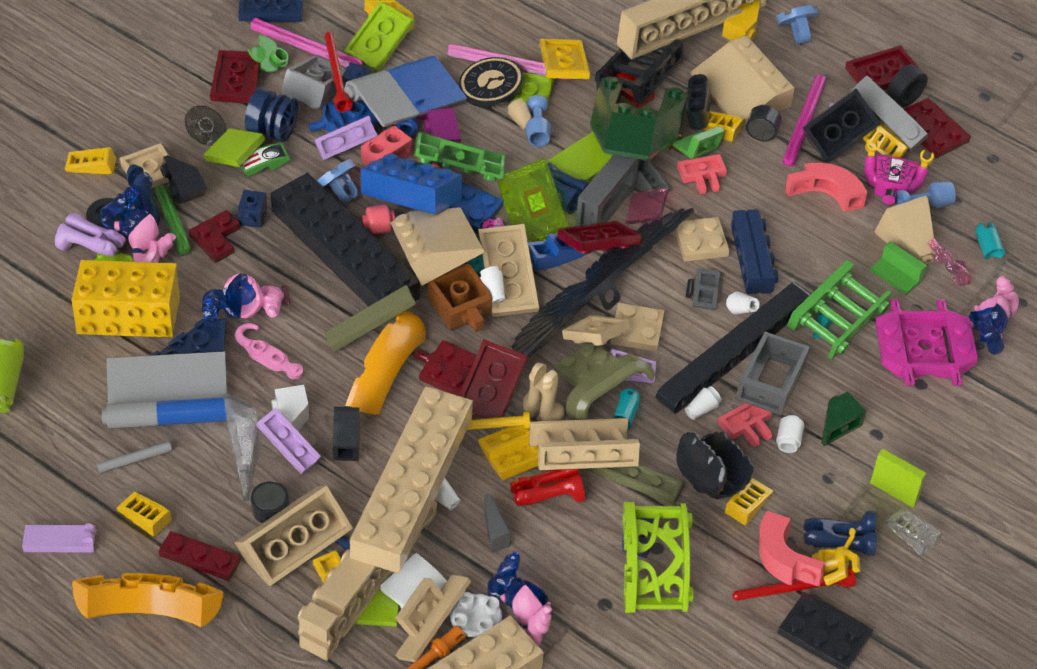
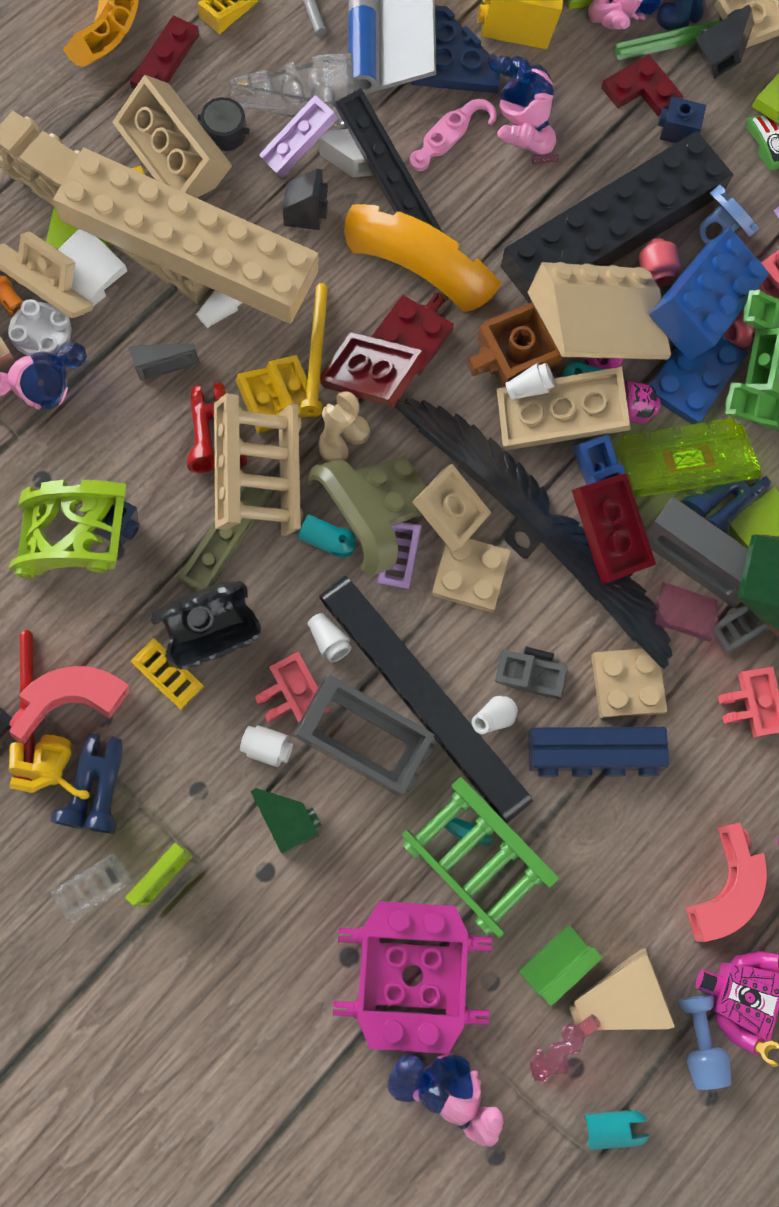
camera: 90 degrees right, 25 degrees up
(311, 380) = (383, 157): none -> black tile
(370, 318) = (483, 236): olive tile -> none

